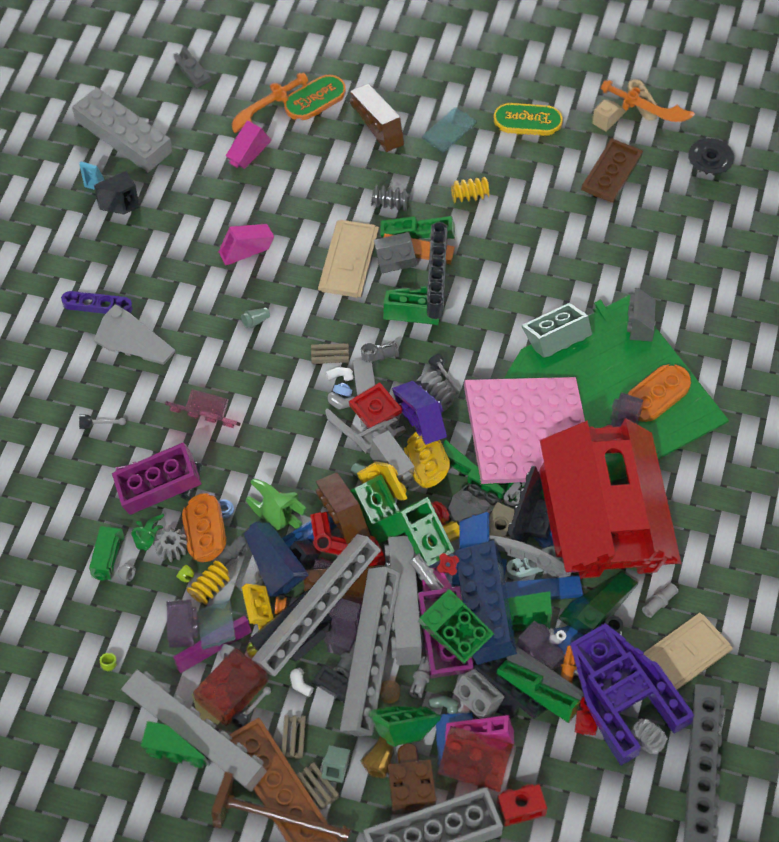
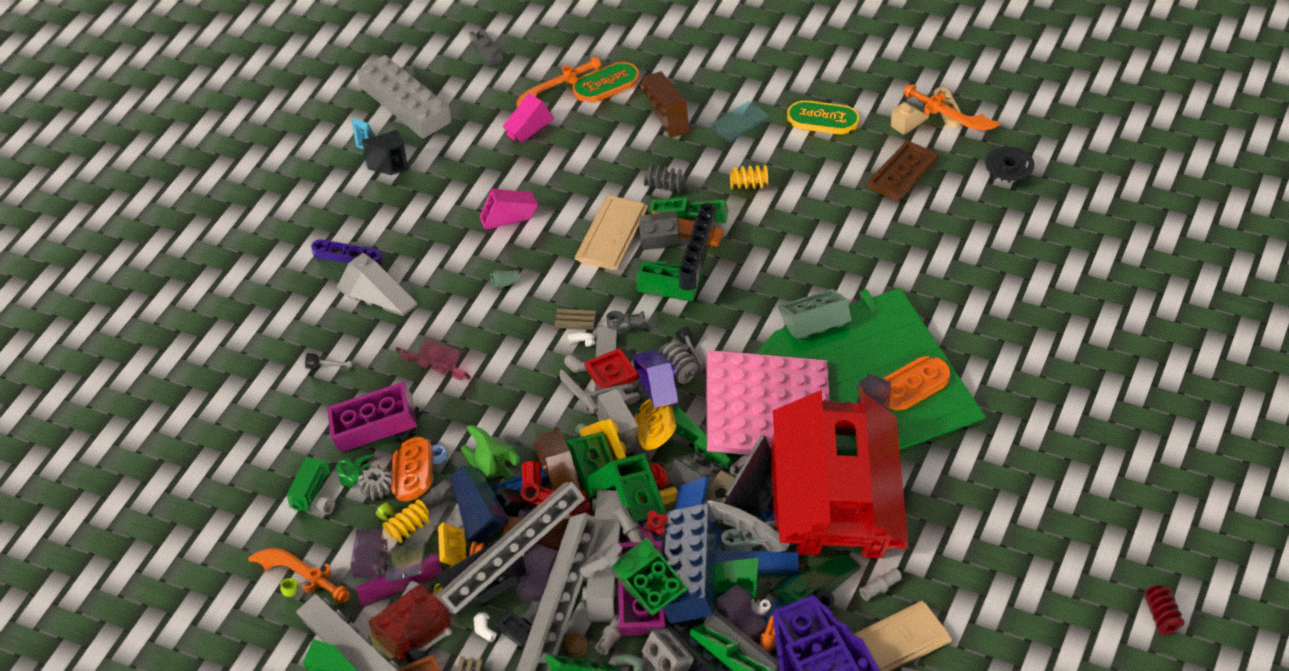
camera: 10 degrees right, 10 degrees down
(87, 631) = (279, 557): none -> orange sword
(342, 389) = (581, 352): light blue tile -> none
(409, 614) = (601, 559): none -> light grey hinge
(641, 316) = (906, 306): dark grey slope -> none

